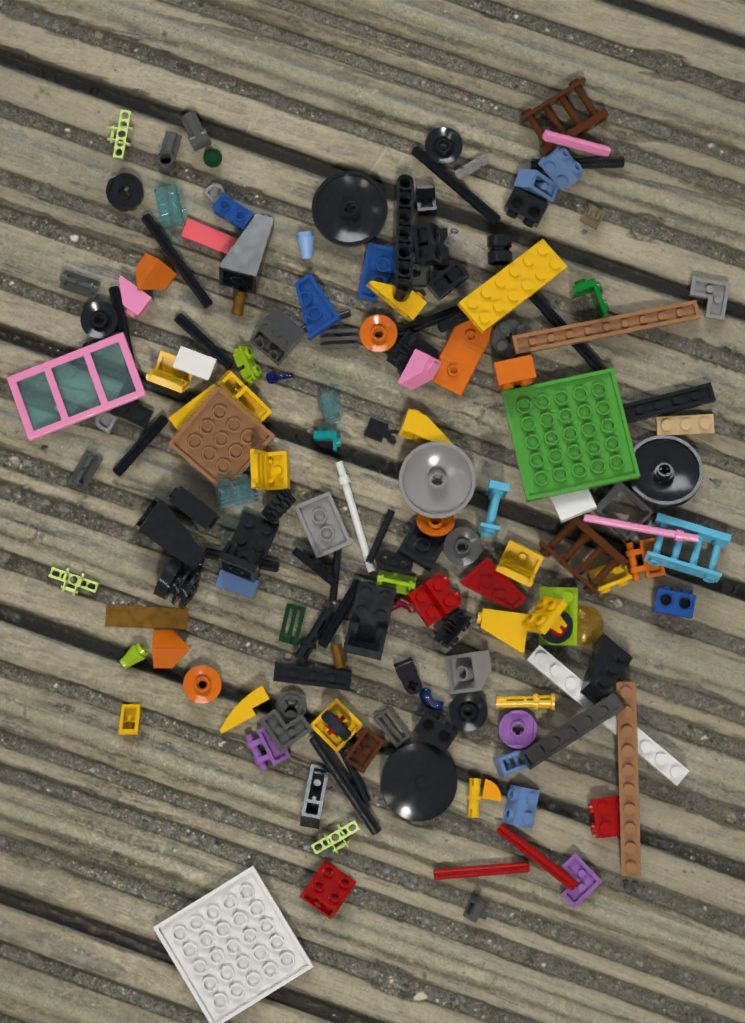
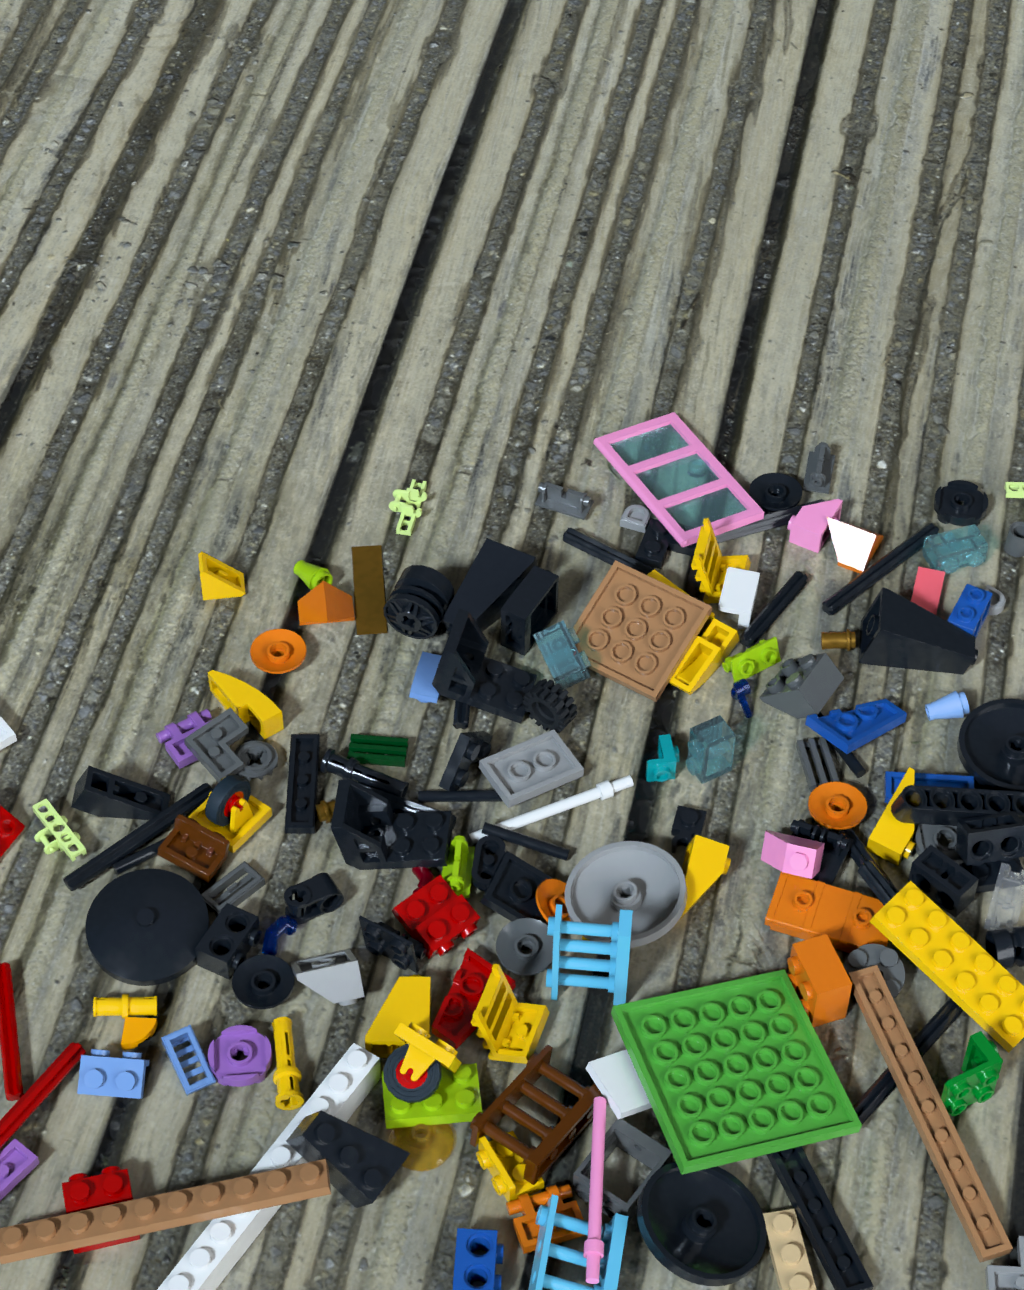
camera: 80 degrees right, 35 degrees down
(270, 470) = (605, 698): yellow plate -> none
(572, 730) = (242, 1113): black plate -> none

